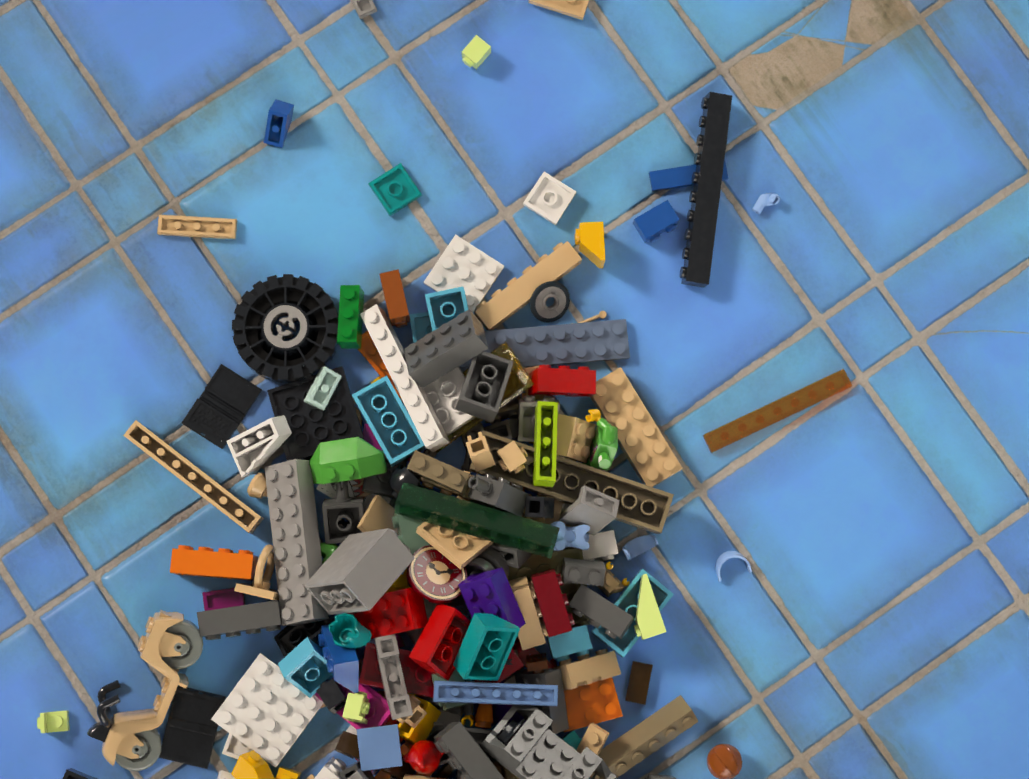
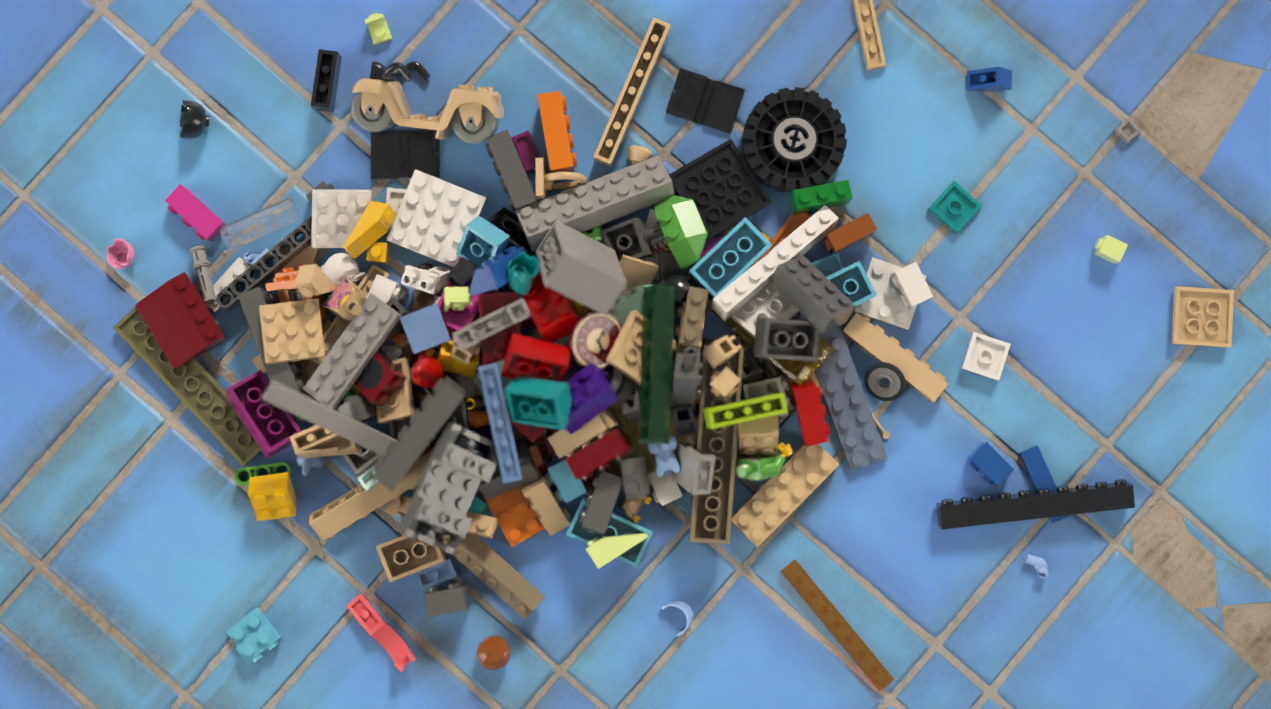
camera: 80 degrees right, 5 degrees up
(258, 444) = (677, 143): white wedge -> none
(322, 388) = (745, 189): light aqua slope -> none
(326, 734) = (425, 277): none -> white hips
(462, 250) = (912, 285): none -> white brick
(591, 242) = (953, 406): yellow slope -> none
(638, 682) = (547, 555): dark brown tile -> none
(639, 545) = (674, 523): light blue helmet -> none

